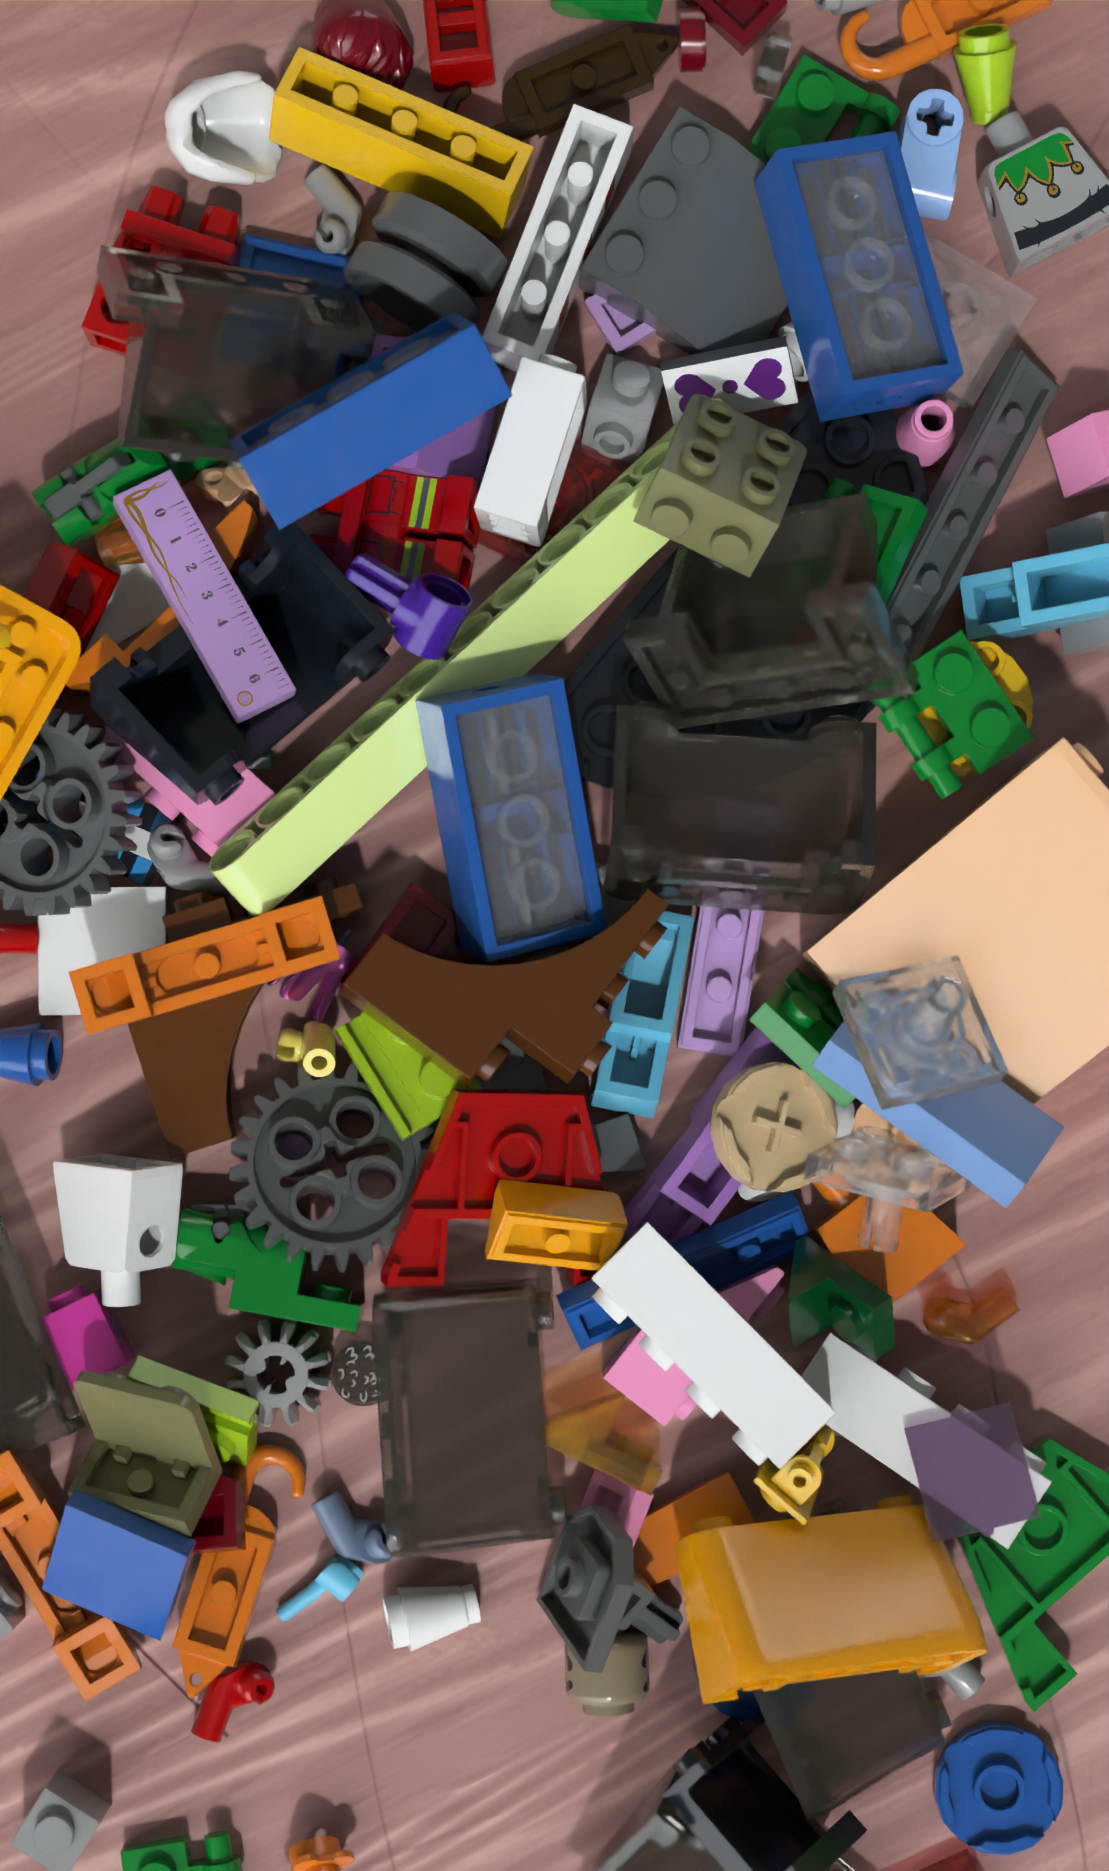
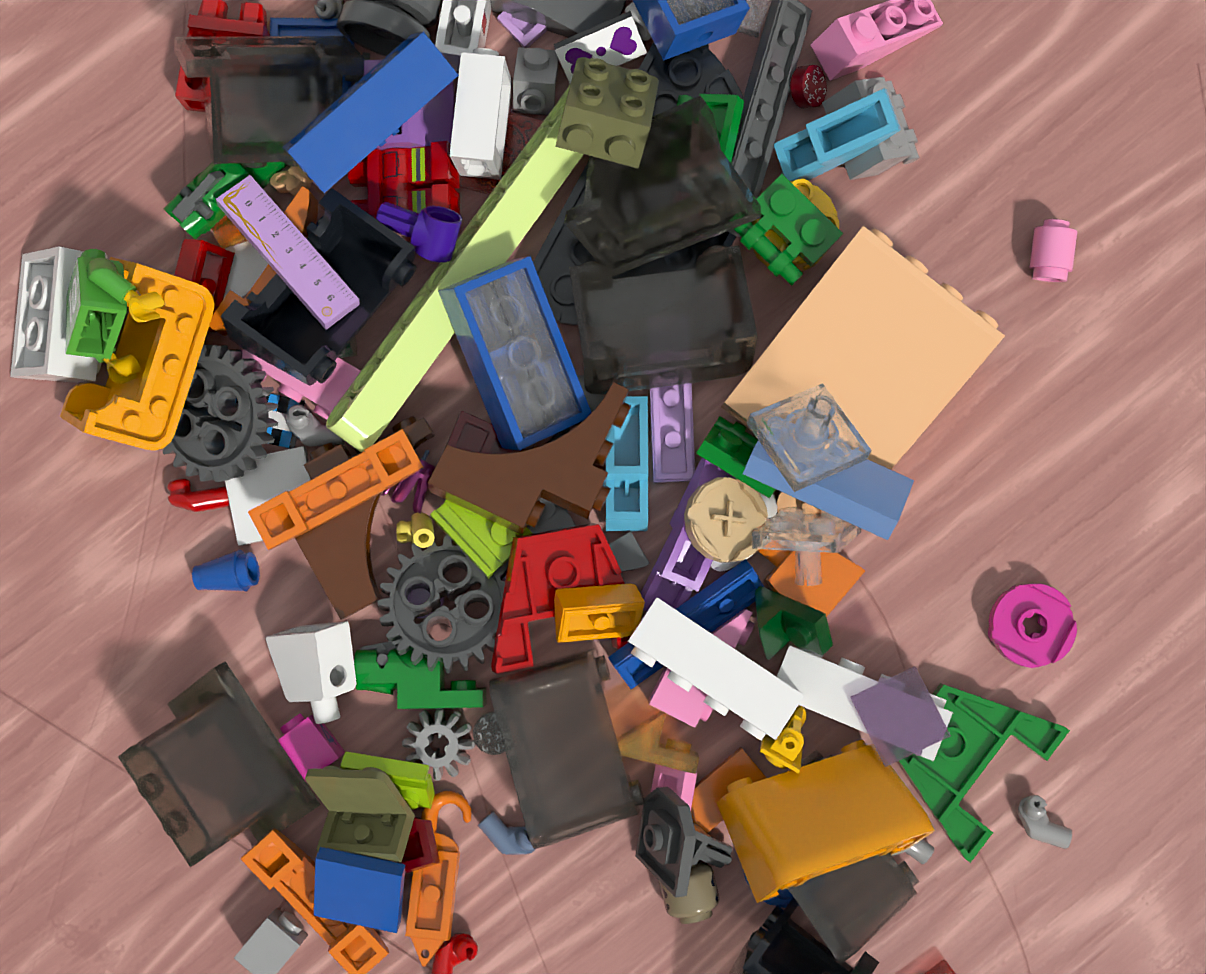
camera: 10 degrees left, 0 degrees up
(337, 1577) = (503, 868): medium azure hand -> none
(429, 1613) = (567, 879): white cone -> none
(928, 445) = (733, 54): bright pink cone -> none
(966, 1321) = (873, 620): clear orange arm -> none
(997, 1787) = (956, 915): blue tile -> none
(1030, 501) = (808, 86): none -> dark red tile

